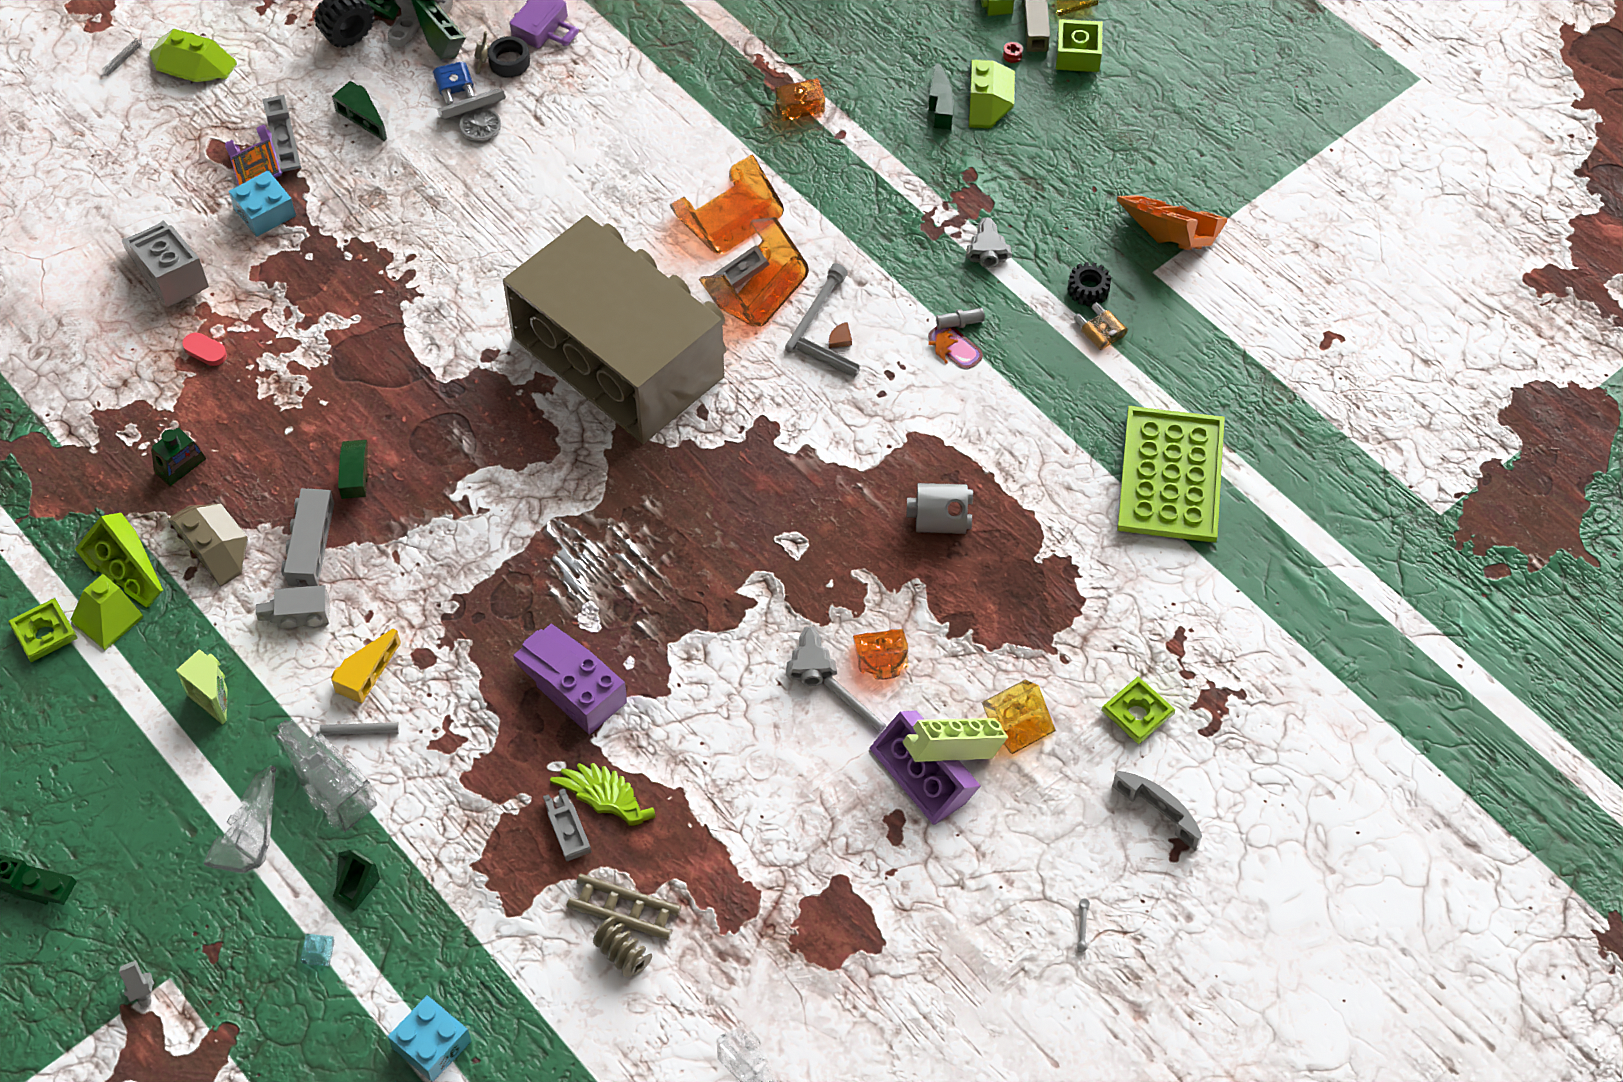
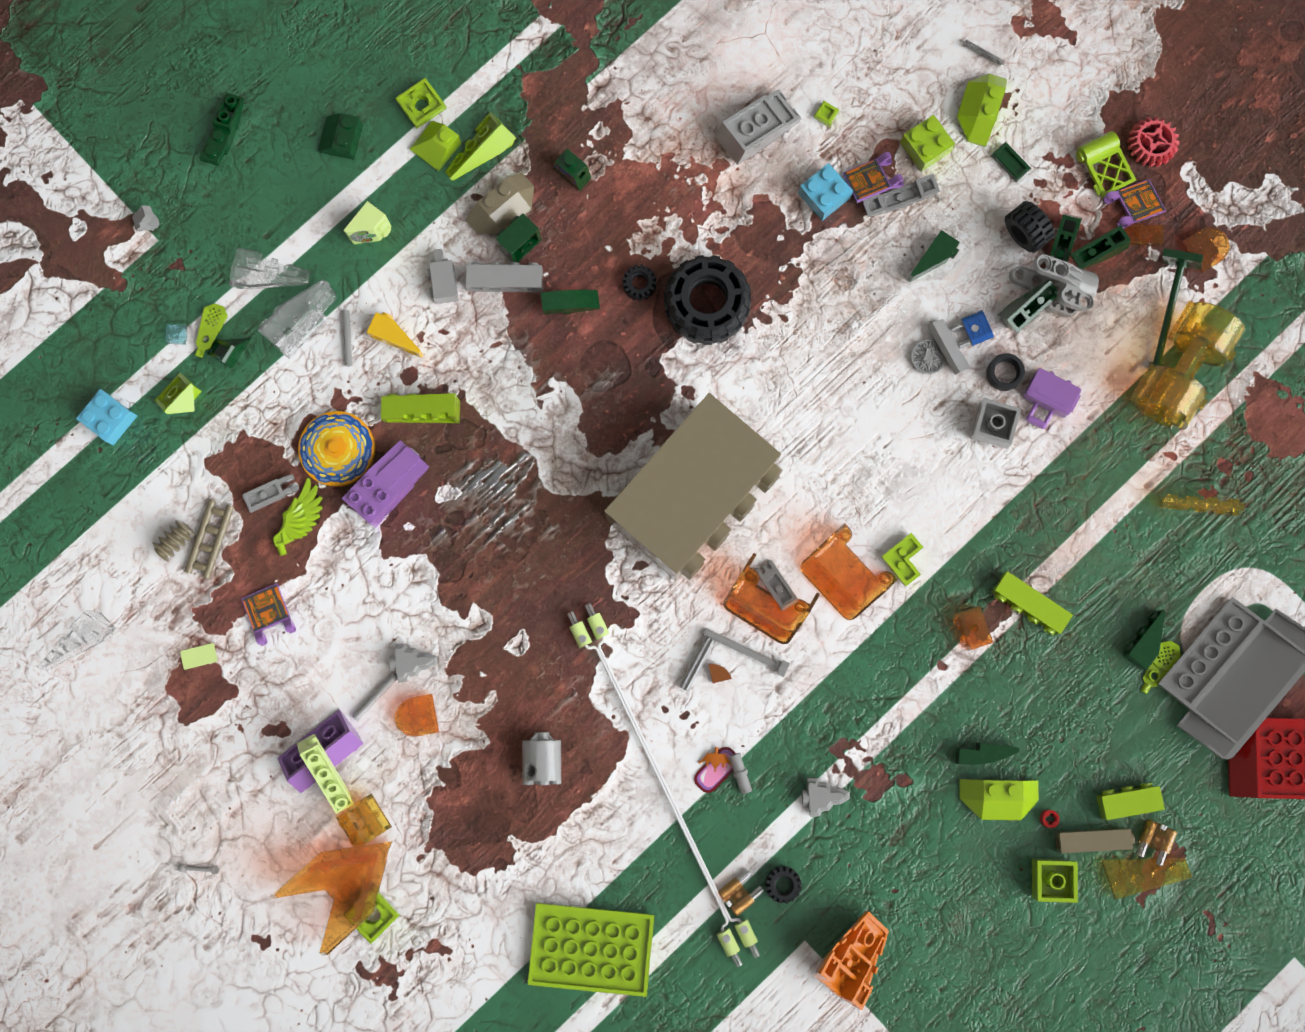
camera: 90 degrees right, 25 degrees up
(66, 727) = (341, 135): none -> dark green slope
(162, 203) = (826, 113): none -> lime tile
(204, 349) = (680, 172): coral tile -> none
(222, 107) = (927, 143): none -> lime brick
(260, 40) = (1011, 162): none -> dark green tile
(260, 512) = (518, 238): none -> dark green brick
(319, 904) = (209, 330): none -> lime piece
(345, 404) = (643, 272): none -> black tyre
(384, 340) = (697, 325): none -> black tyre
(409, 939) = (178, 396): none -> lime slope
(472, 631) = (420, 408): none -> lime wedge
(481, 52) = (1006, 348): dark tan plate -> none
(513, 744) = (336, 449): none -> dish
(567, 64) = (995, 423): none -> light grey brick
(715, 161) = (898, 559): none -> lime plate
(730, 833) = (266, 610): none -> flag
(775, 49) = (1031, 603): none -> lime brick
(789, 925) = (198, 656): none -> yellowish green sticker
(792, 468) = (742, 927): none -> piece
(1100, 729) = (352, 881): none -> clear orange windscreen
(1134, 785) = (304, 911): light grey slope -> none

